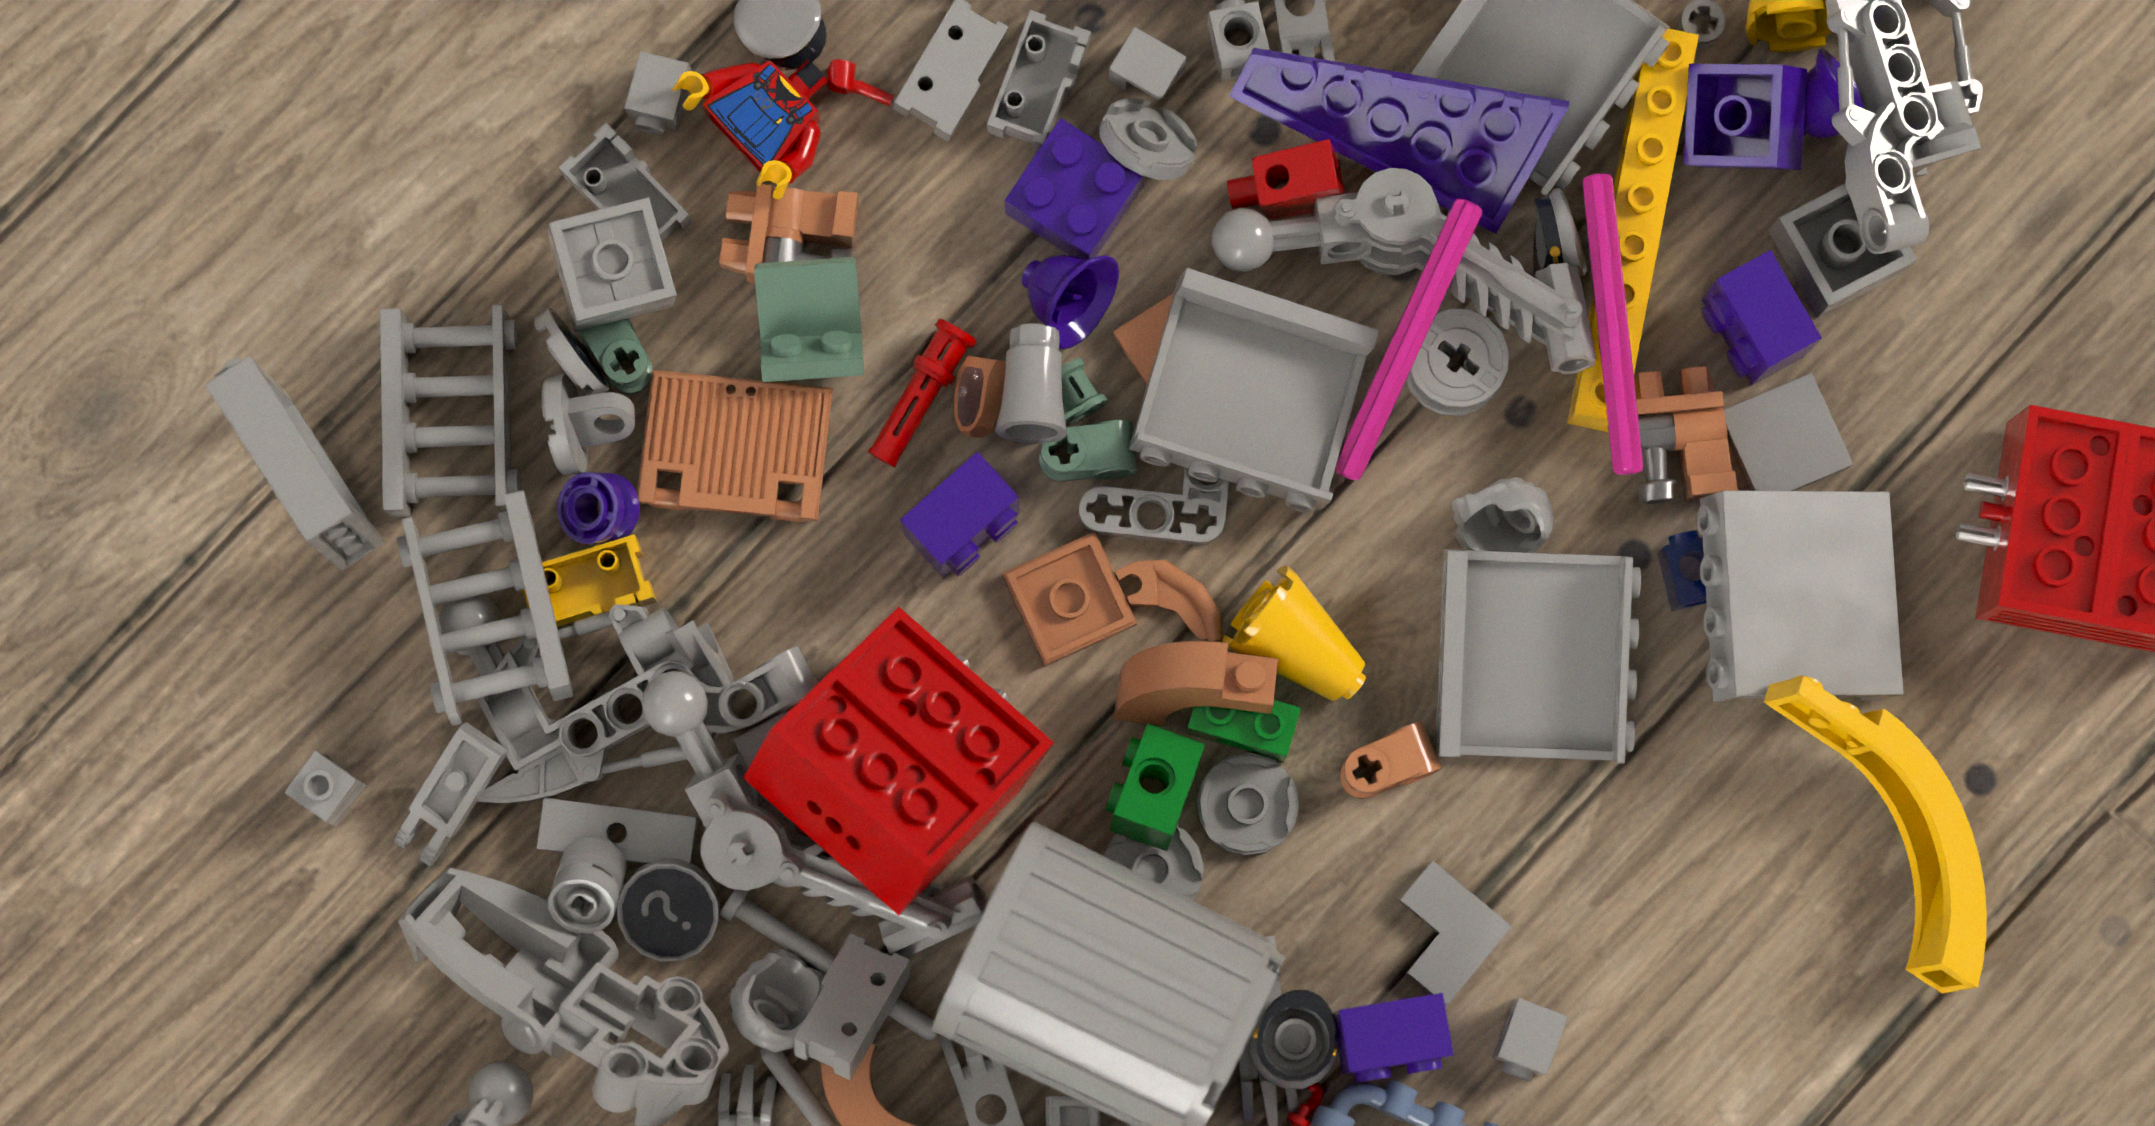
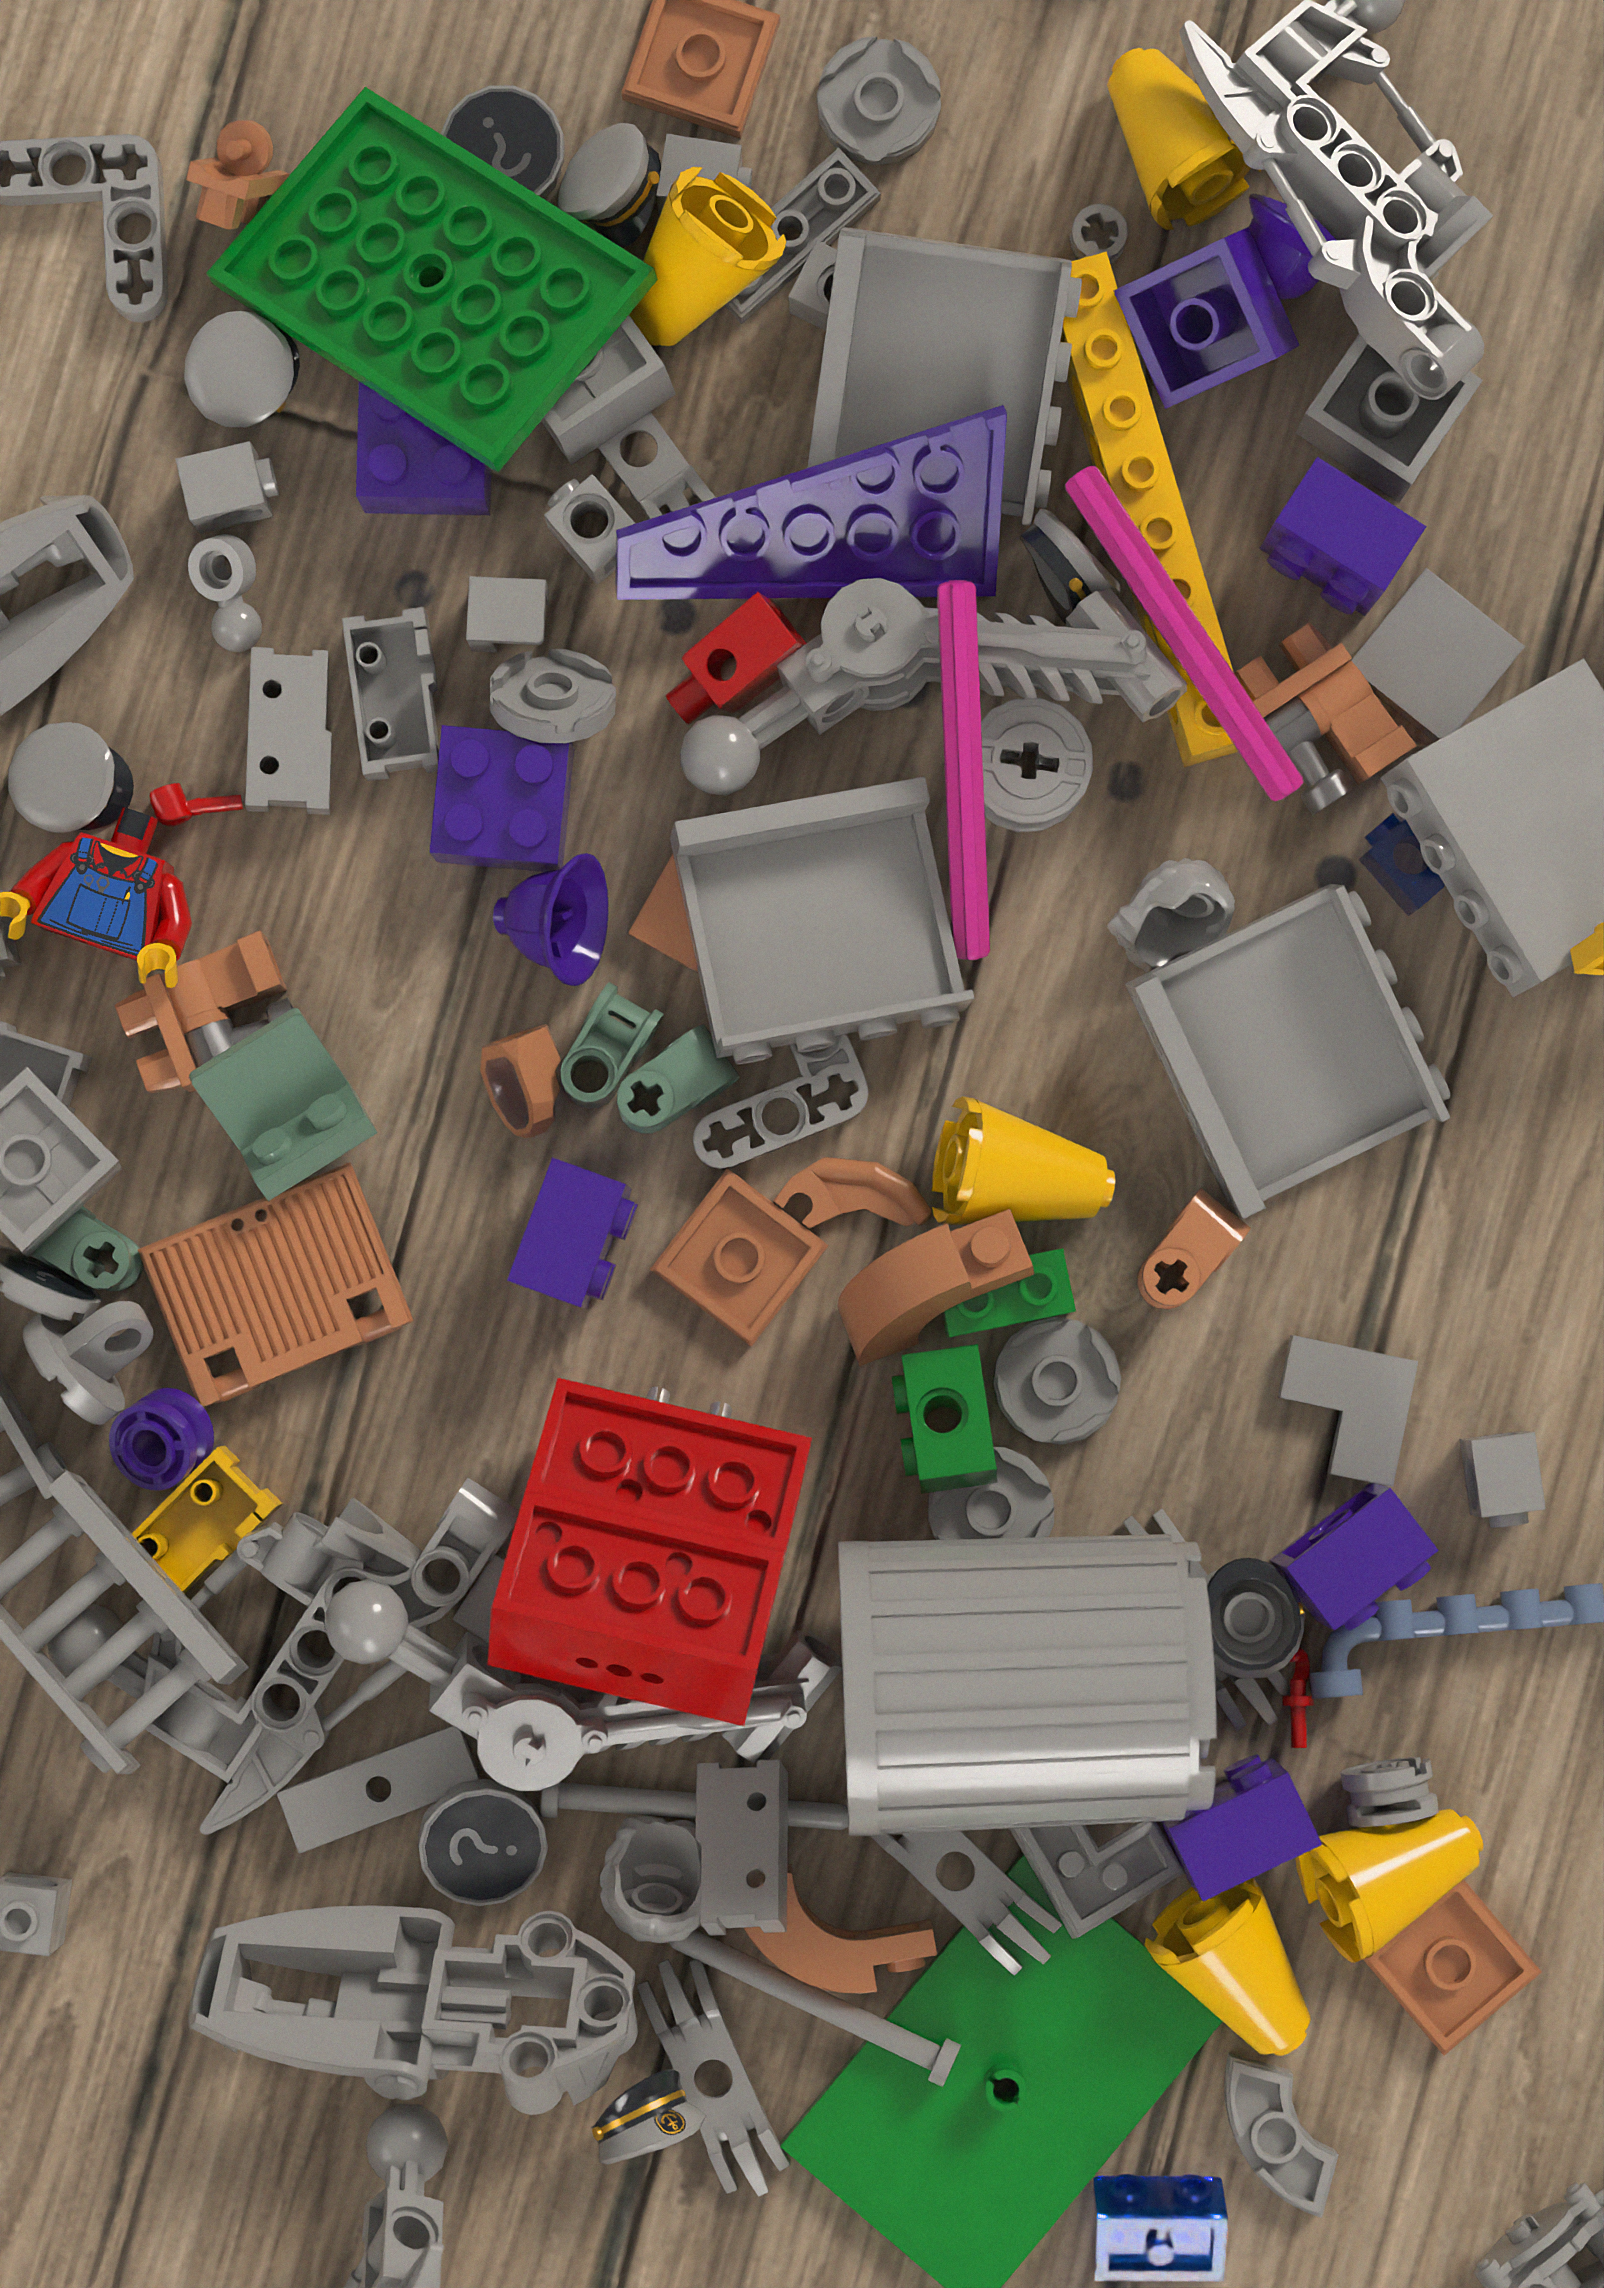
camera: 25 degrees left, 5 degrees up
(452, 789) = (169, 1839): light grey hinge -> none
(587, 885) = (378, 1868): light grey wheel -> none
(940, 372) = (451, 1196): red pin -> none
(1032, 387) = (574, 1048): light grey plant -> none

